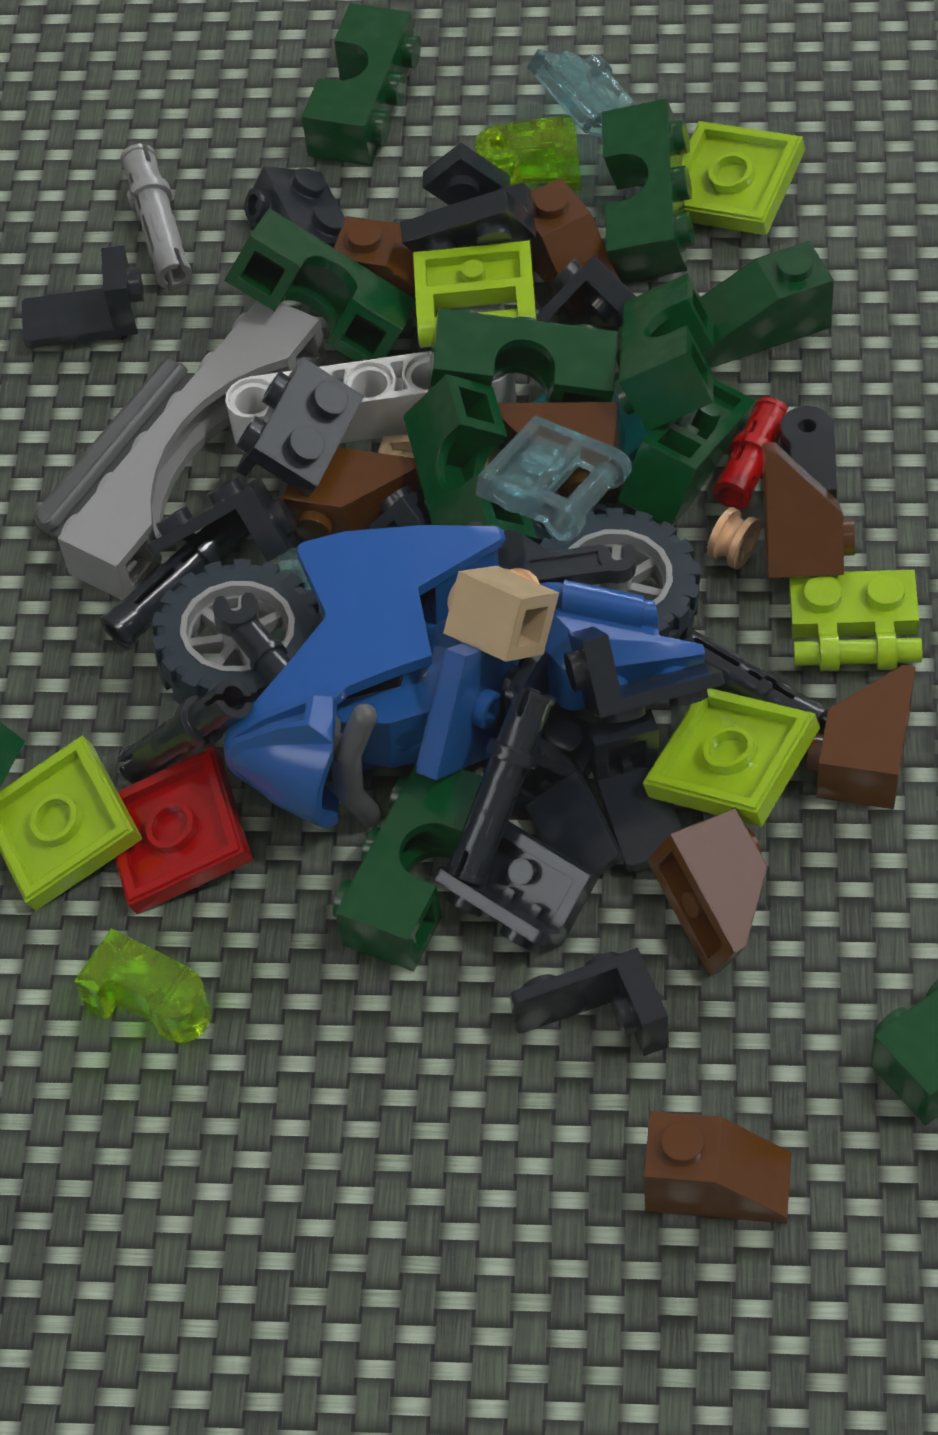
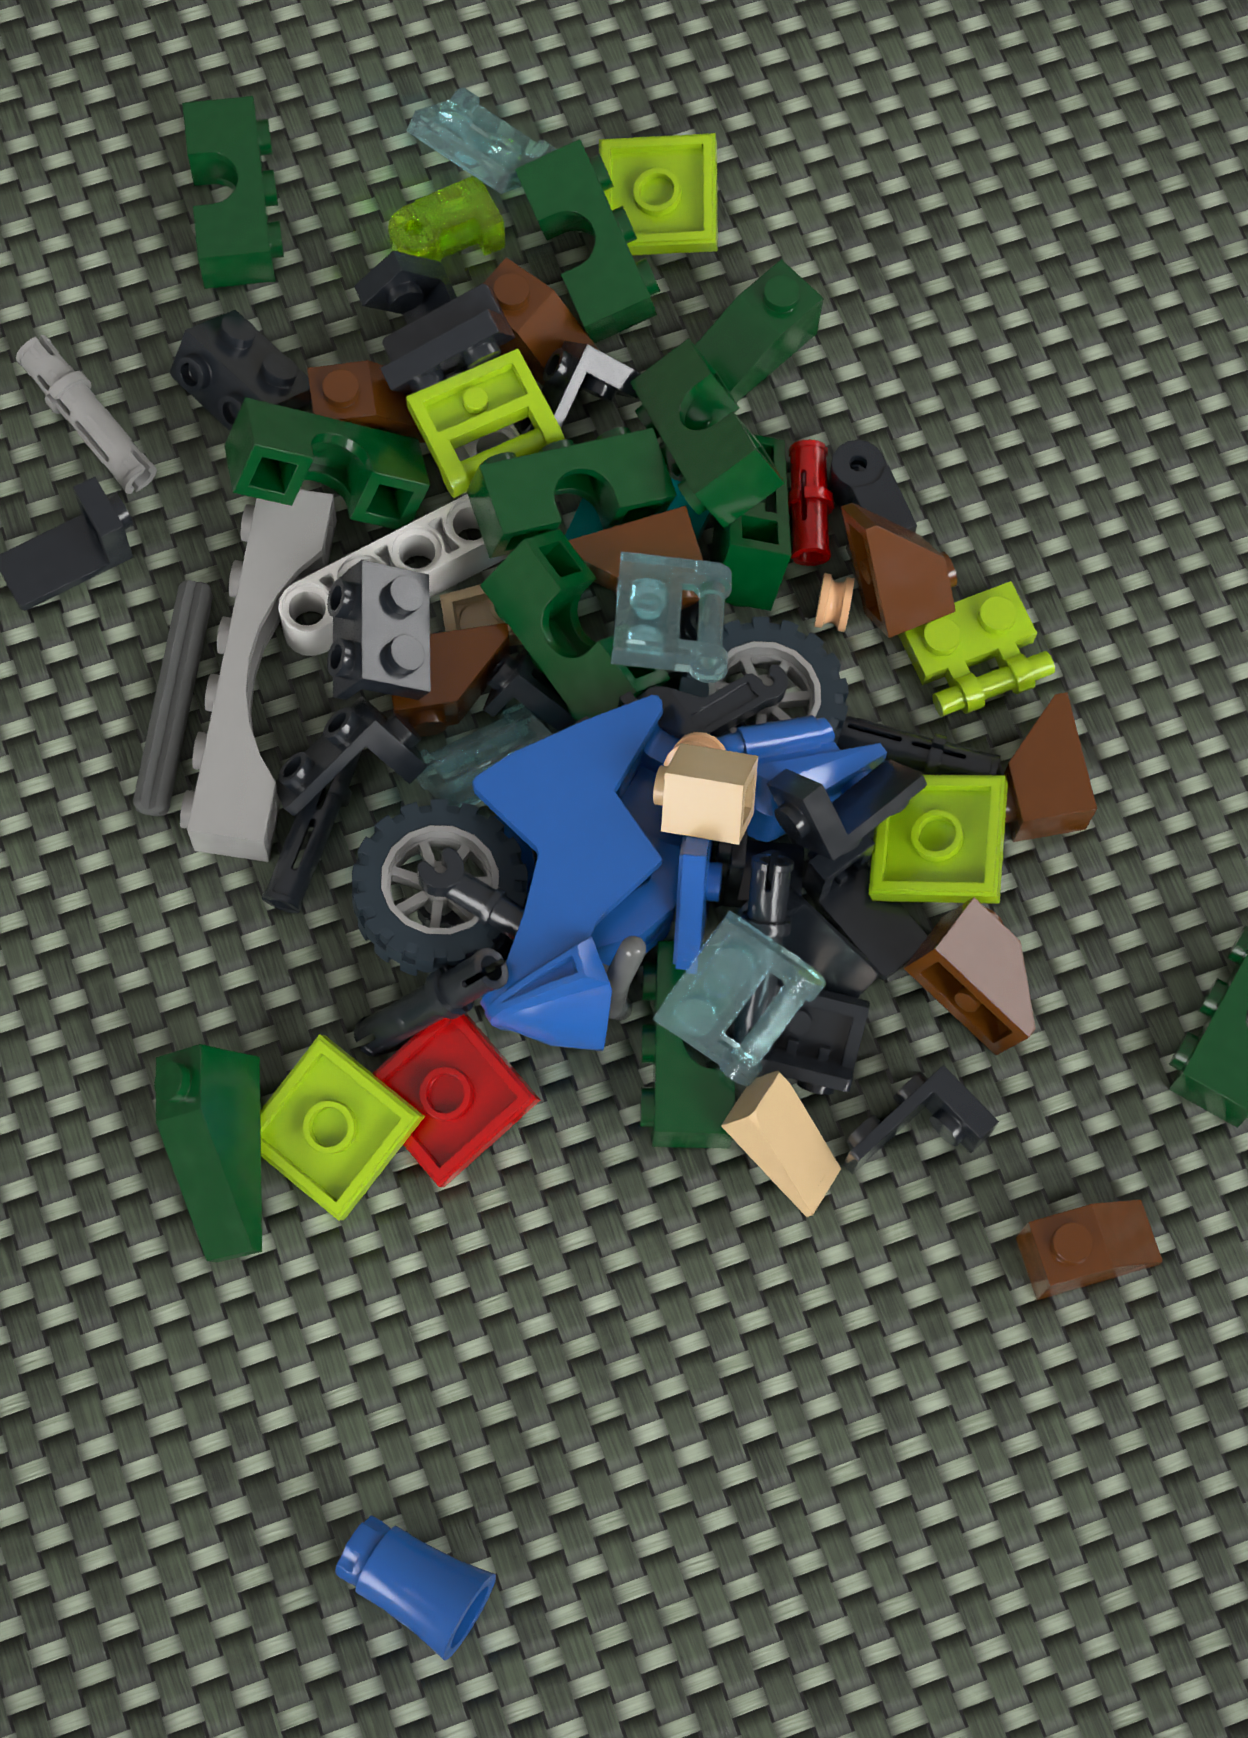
camera: 35 degrees left, 15 degrees up
(145, 984) = (502, 1260): clear neon green leg -> none
(444, 796) = (722, 983): none -> clear light blue plate
(455, 967) = (783, 1140): none -> tan slope

